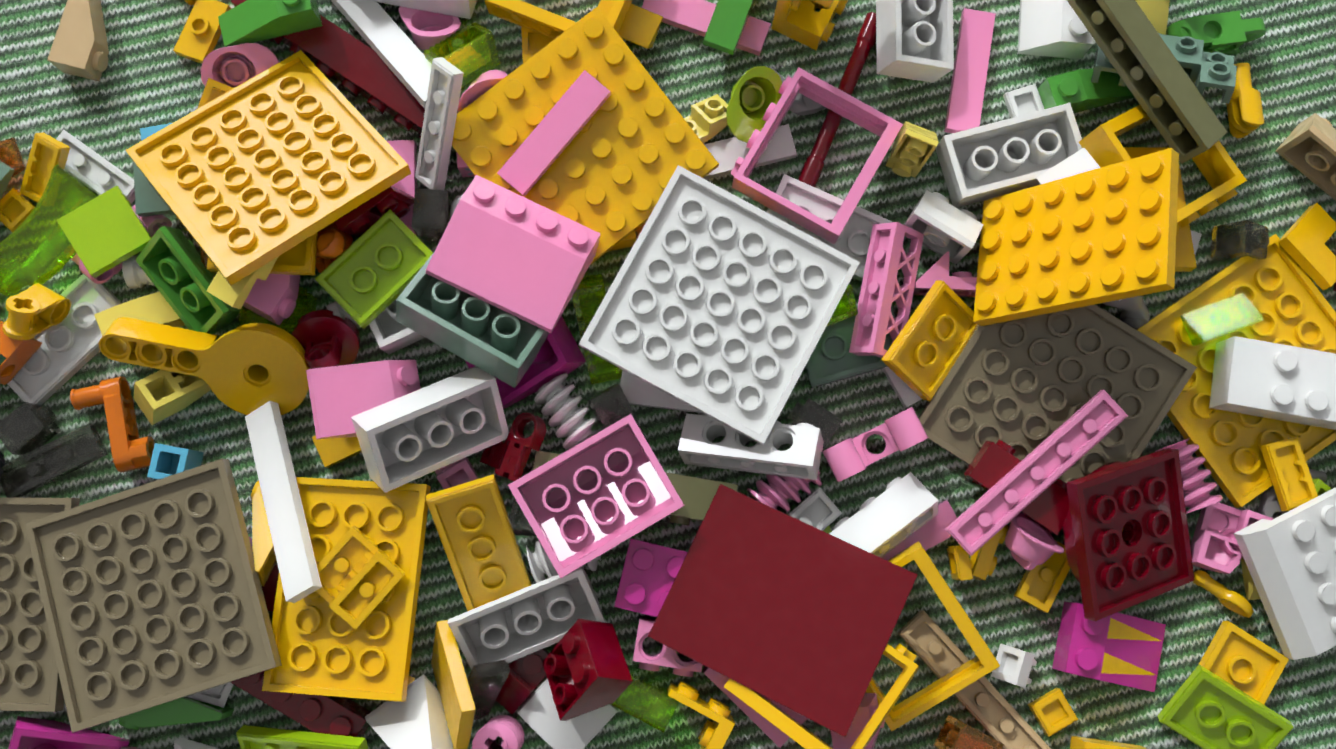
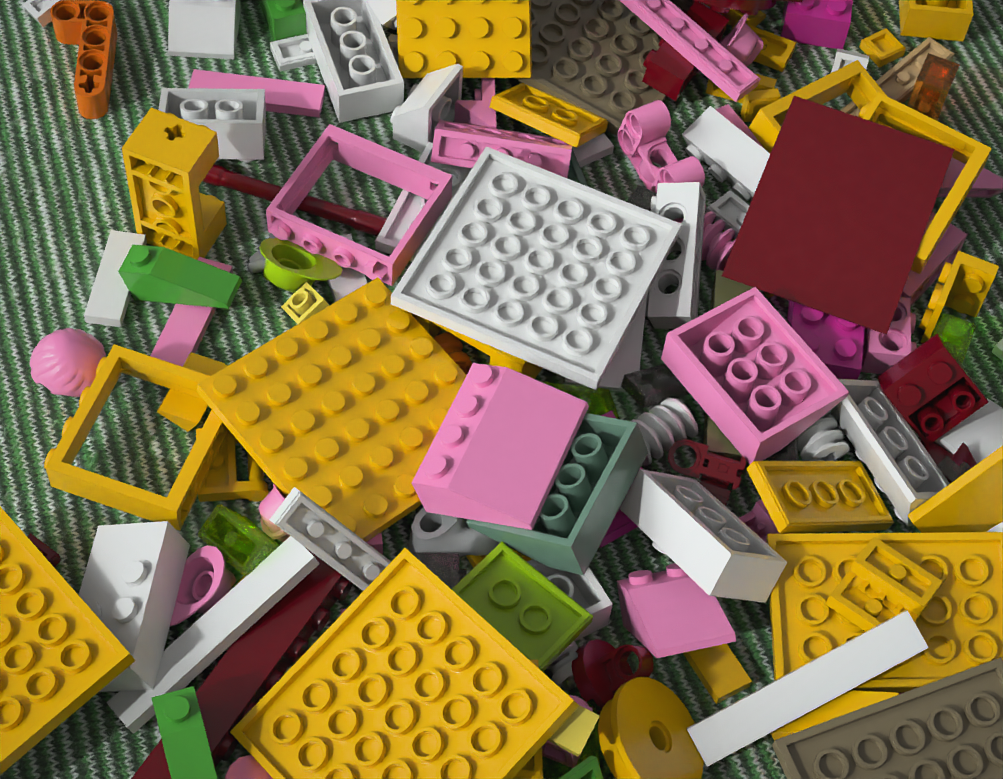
camera: 95 degrees left, 25 degrees down
(554, 133) = (351, 422): bright pink tile -> none
(911, 150) = (353, 110): light yellow slope -> none

